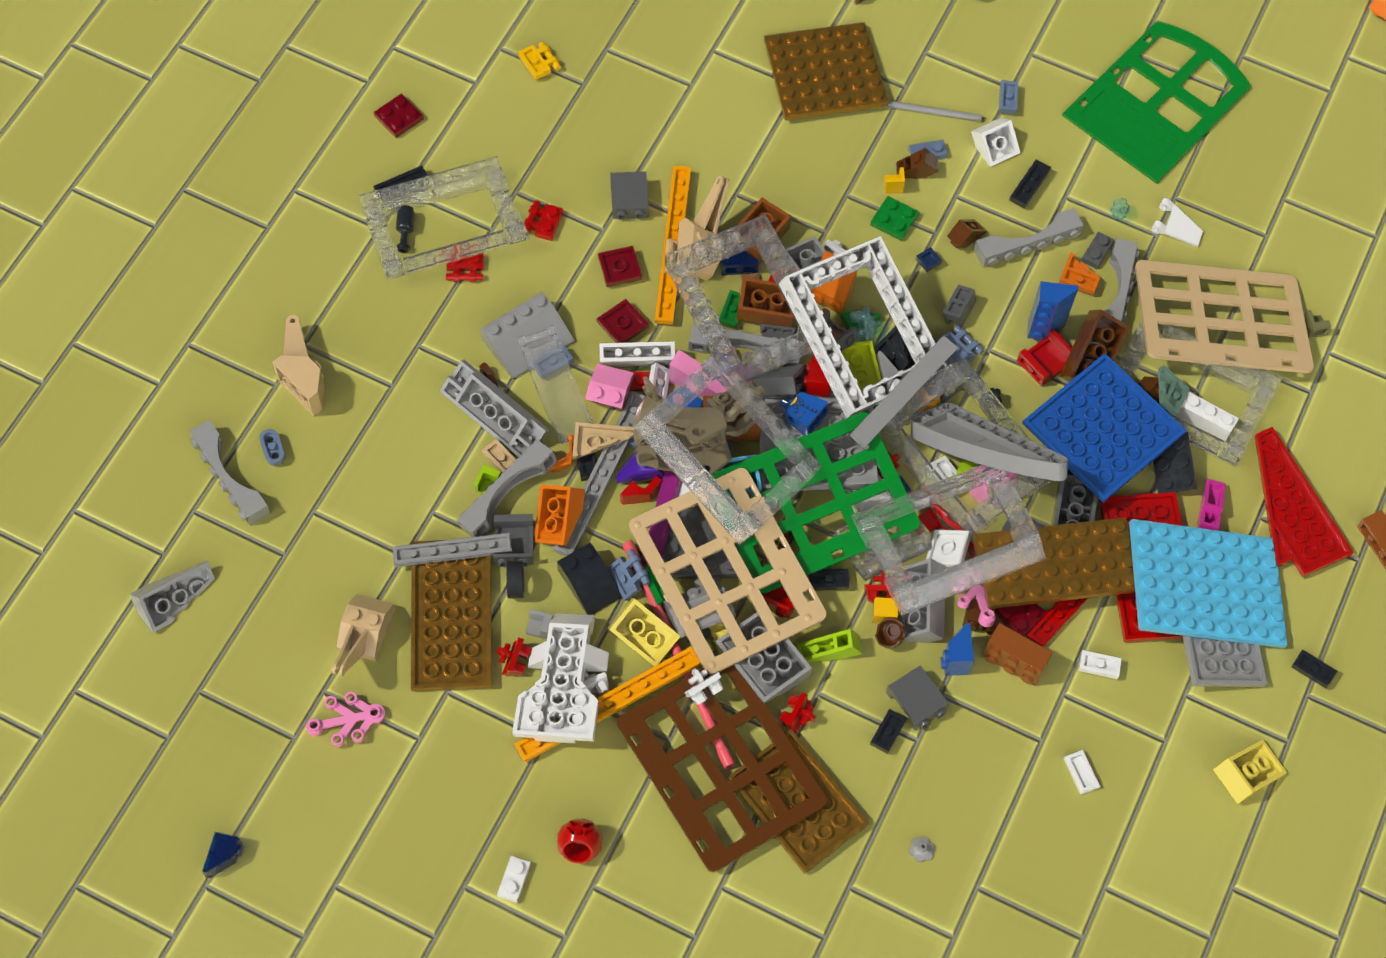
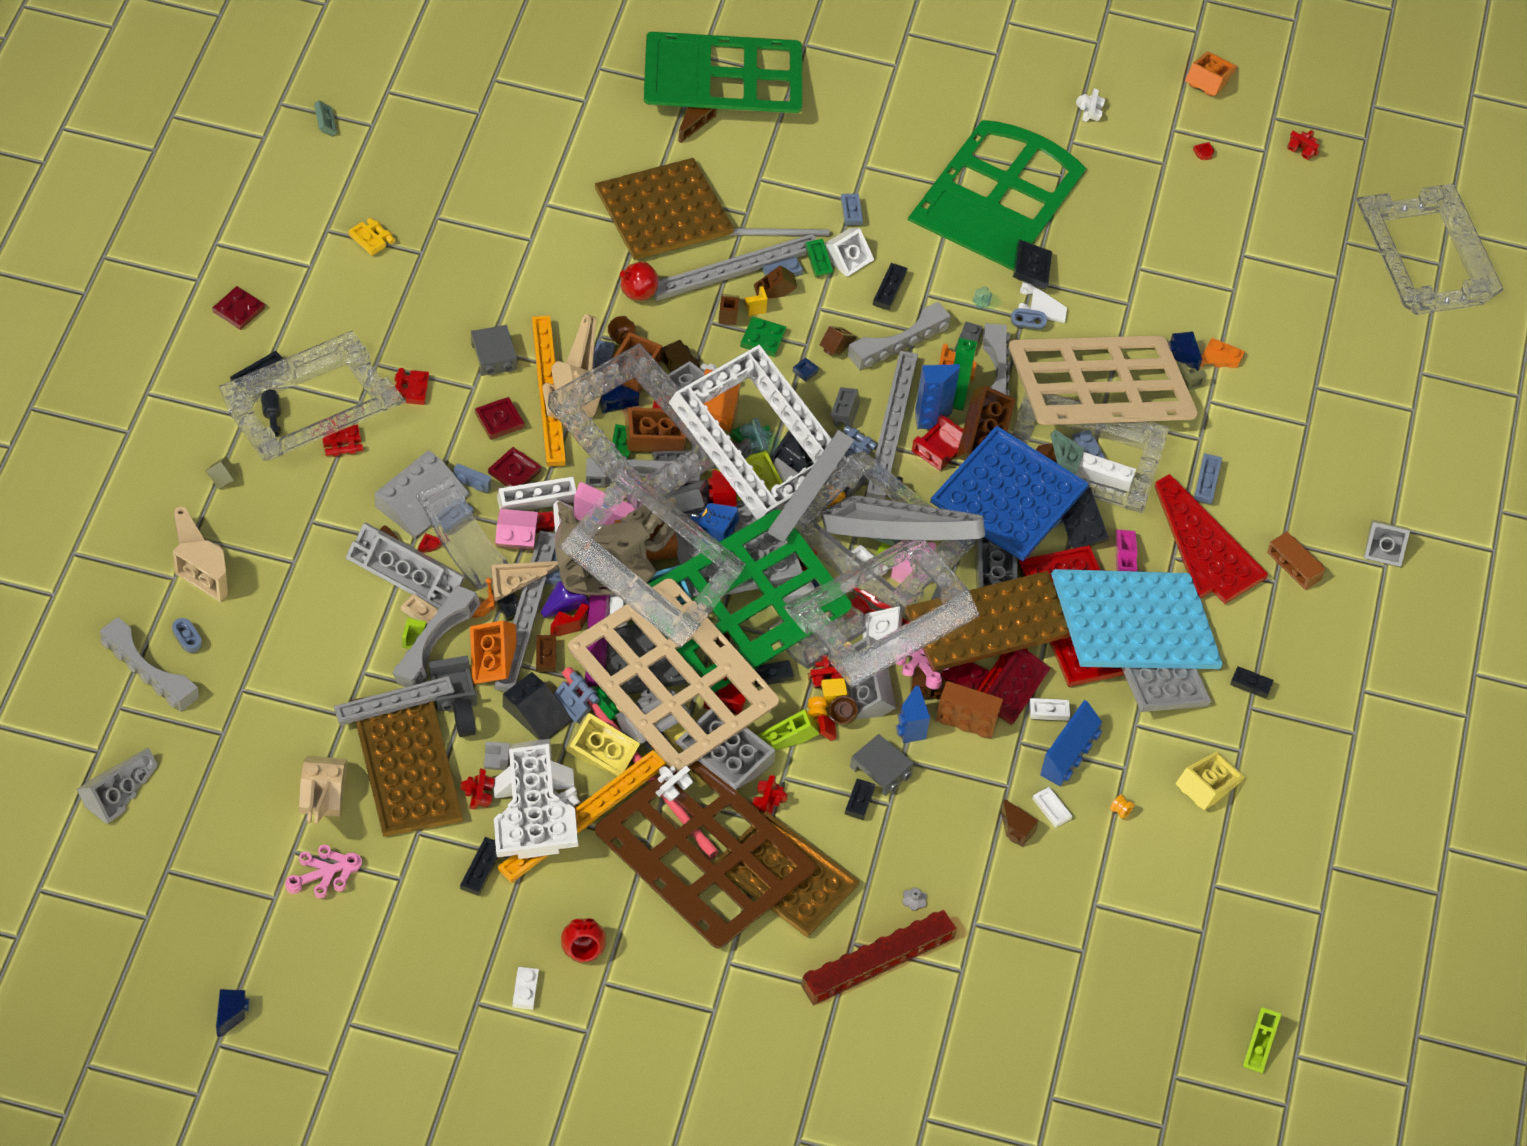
camera: 15 degrees left, 10 degrees down
(344, 283) = (222, 472): none -> olive panel
(496, 742) = (480, 867): none -> black plate
(524, 387) = (429, 543): none -> red tile
(579, 325) = (473, 478): none -> sand blue plate
(611, 521) = (546, 653): none -> reddish brown plate
(733, 215) = (603, 352): none -> sand blue plate
(755, 189) = (620, 327): none -> reddish brown hair
(783, 144) = (639, 281): none -> red piece
(806, 226) = (676, 355): none -> dark brown slope
(865, 626) = (817, 707): none -> light orange wheel
(866, 184) = (728, 309): none -> reddish brown slope
(870, 648) = (827, 727): none -> red tile
(871, 910) = (878, 957): none -> clear red brick
(881, 141) = (731, 267): none -> light grey plate
(965, 144) = (818, 257): none -> green plate
(1006, 322) = (894, 416): none -> light grey plate
(1042, 786) = (1017, 823): none -> reddish brown slope
(1071, 632) = (1017, 683): none -> dark red plate
(1085, 281) = (965, 357): none -> green slope
(1114, 709) = (1071, 745): none -> blue slope
(1153, 785) = (1122, 806): none -> light orange wheel
(1162, 236) = (1028, 317): none -> sand blue plate
(1176, 181) = (1032, 264): none -> black plate
(1194, 379) = (1087, 441): none -> sand blue plate
(1266, 20) = (1090, 105): none -> white hips
(1310, 437) = (1207, 478): none -> sand blue plate
(1314, 294) = (1185, 349): none -> clear blue slope
(1350, 304) = (1221, 354): none -> orange wing
(1373, 84) = (1204, 151): none -> red tile

